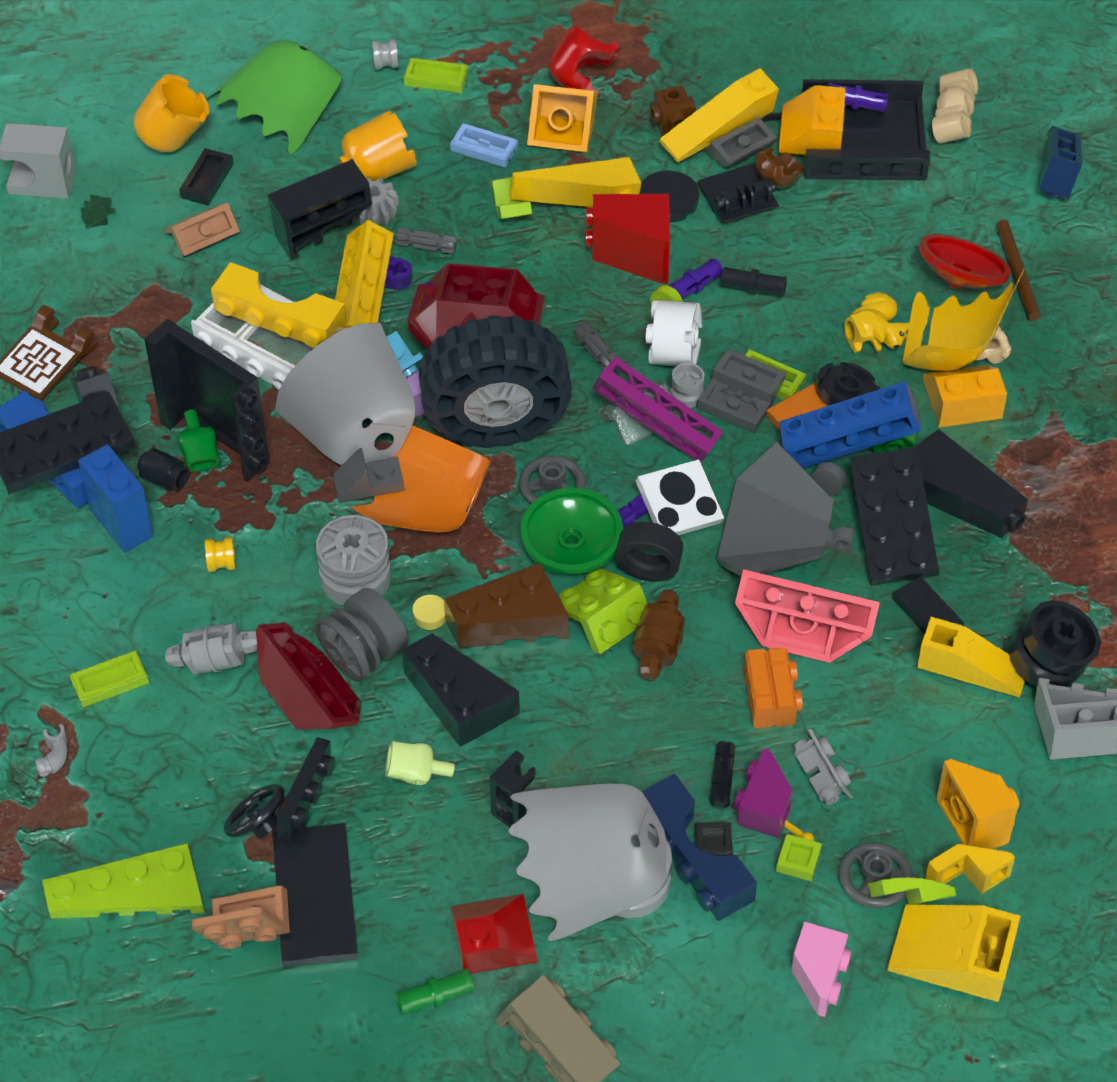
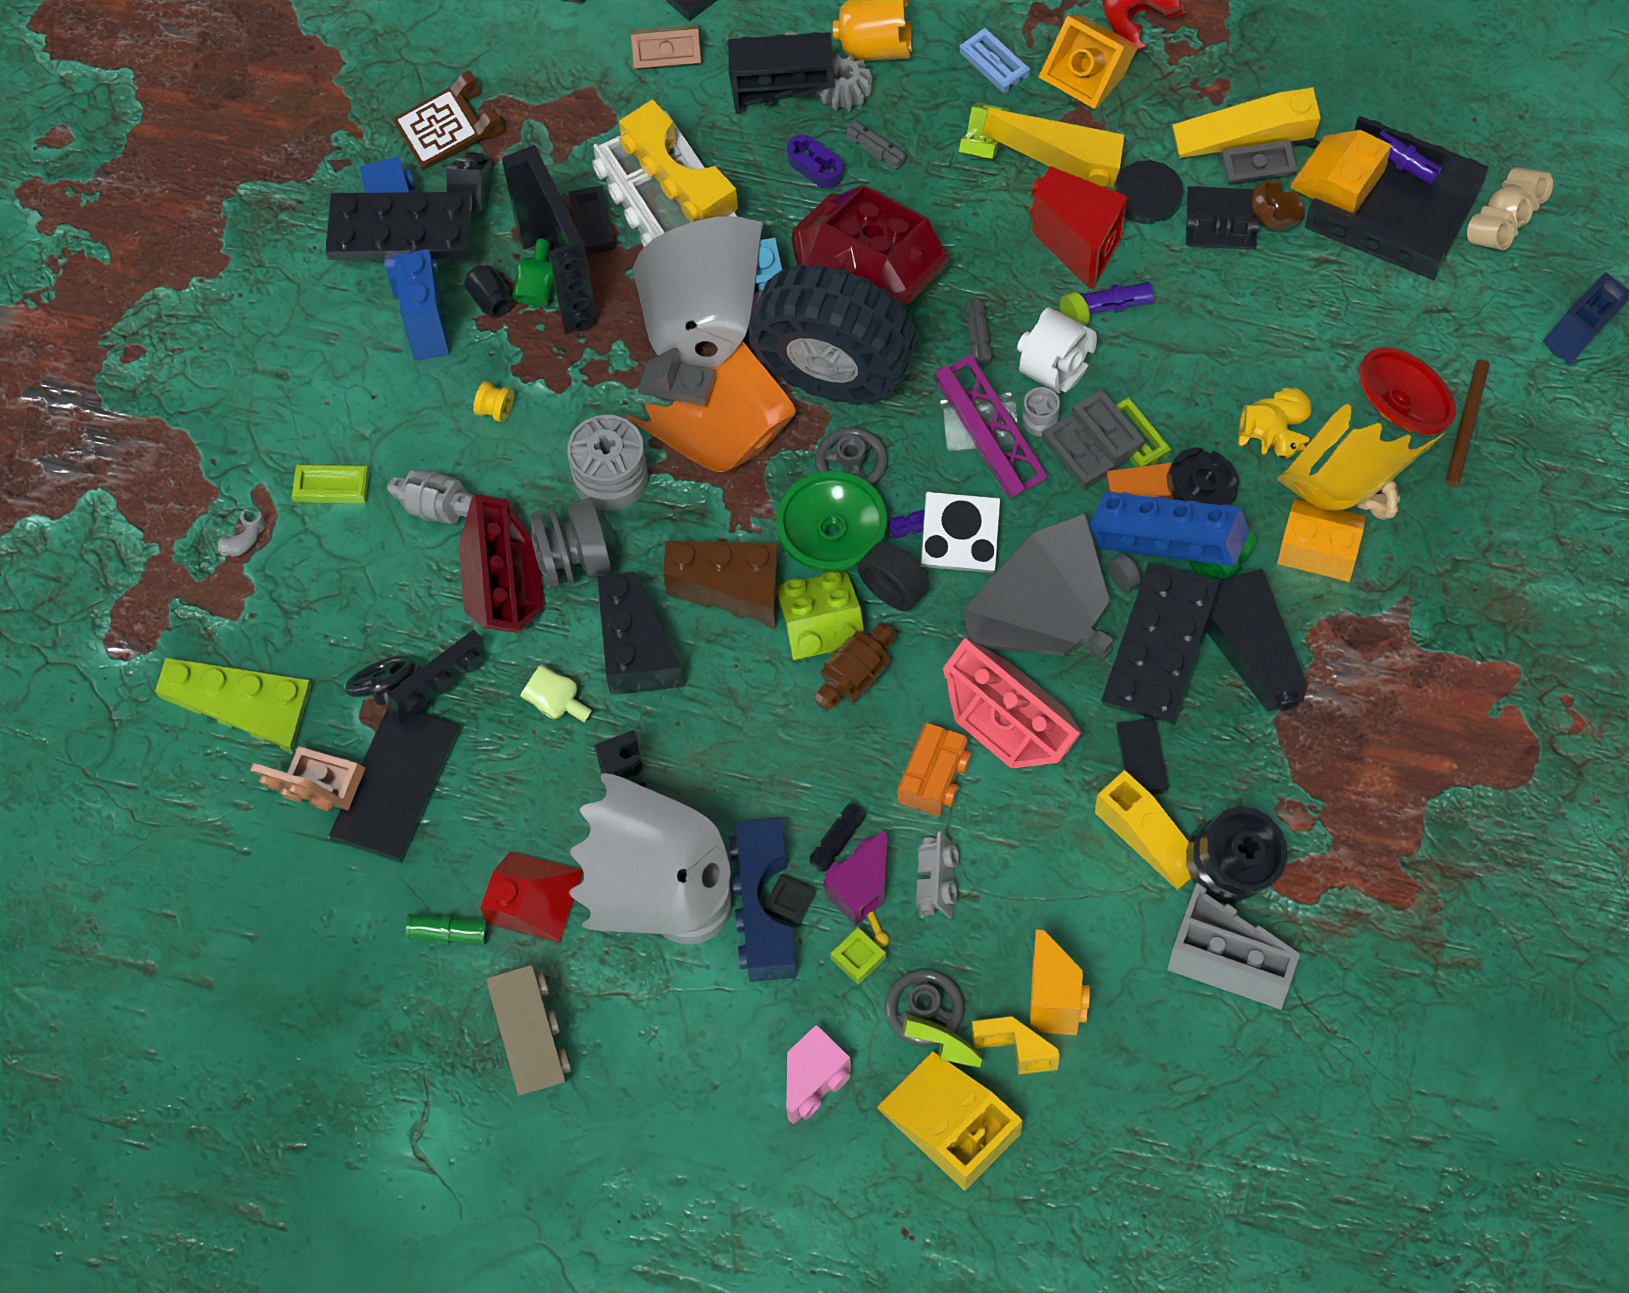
camera: 30 degrees right, 10 degrees up
(364, 273) = (785, 164): yellow fence -> none
(429, 612) = (653, 542): light yellow tile -> none
(671, 108) = (1203, 94): reddish brown brick -> none
(753, 281) = (1177, 324): black pin -> none

